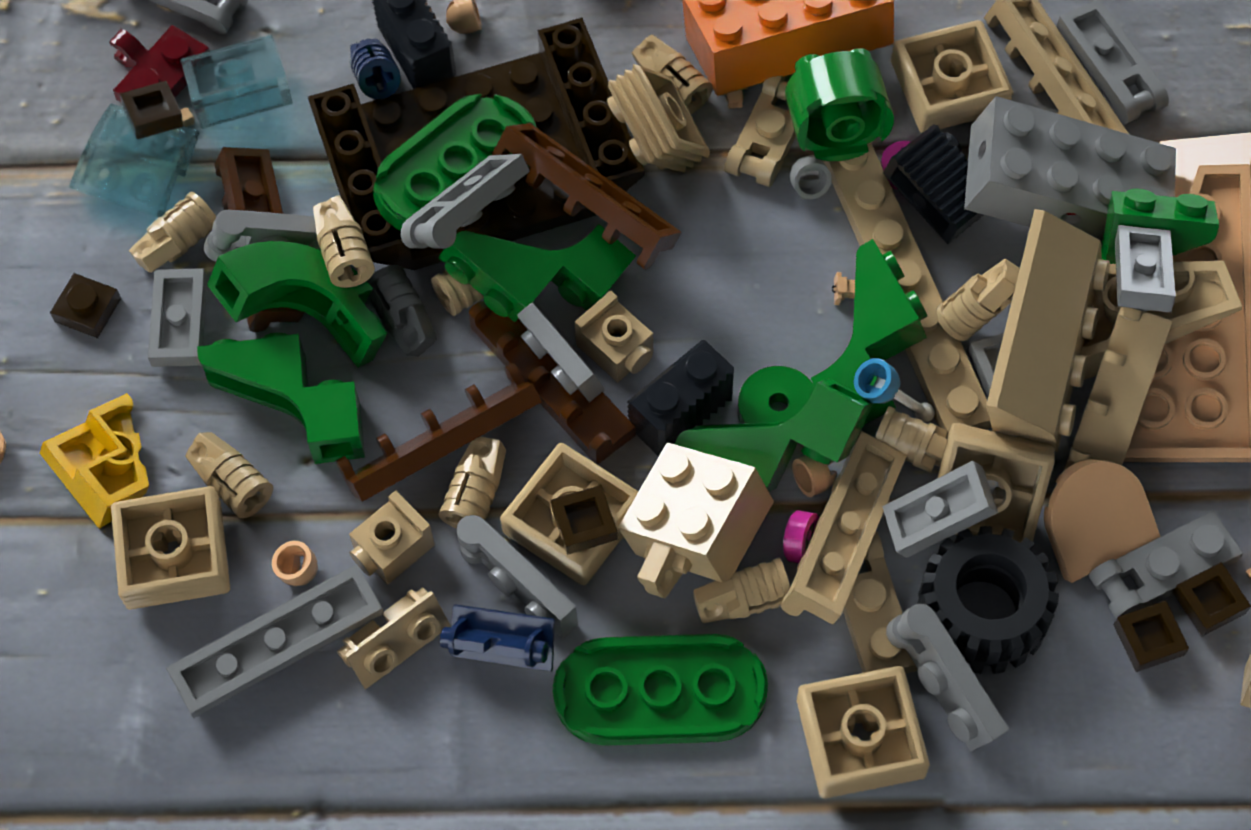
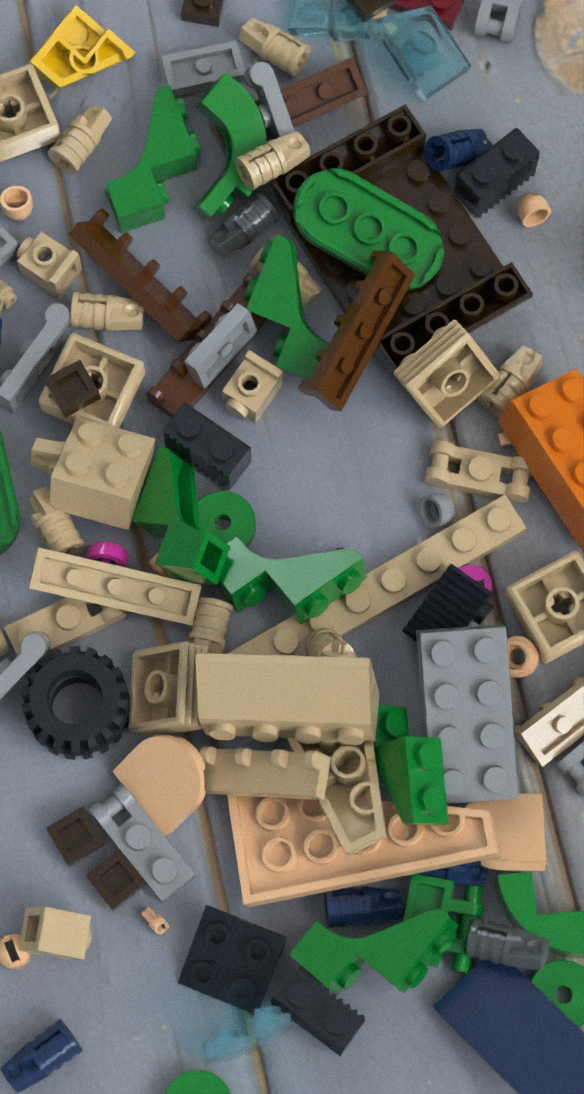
camera: 75 degrees right, 10 degrees up
(462, 202) = (316, 235): light grey plate -> none
(838, 104) = (488, 509): green brick -> none
(887, 388) = (221, 585): dark azure hinge -> none
(939, 509) = (132, 648): light grey plate -> none
(1144, 269) = (355, 765): light grey plate -> none

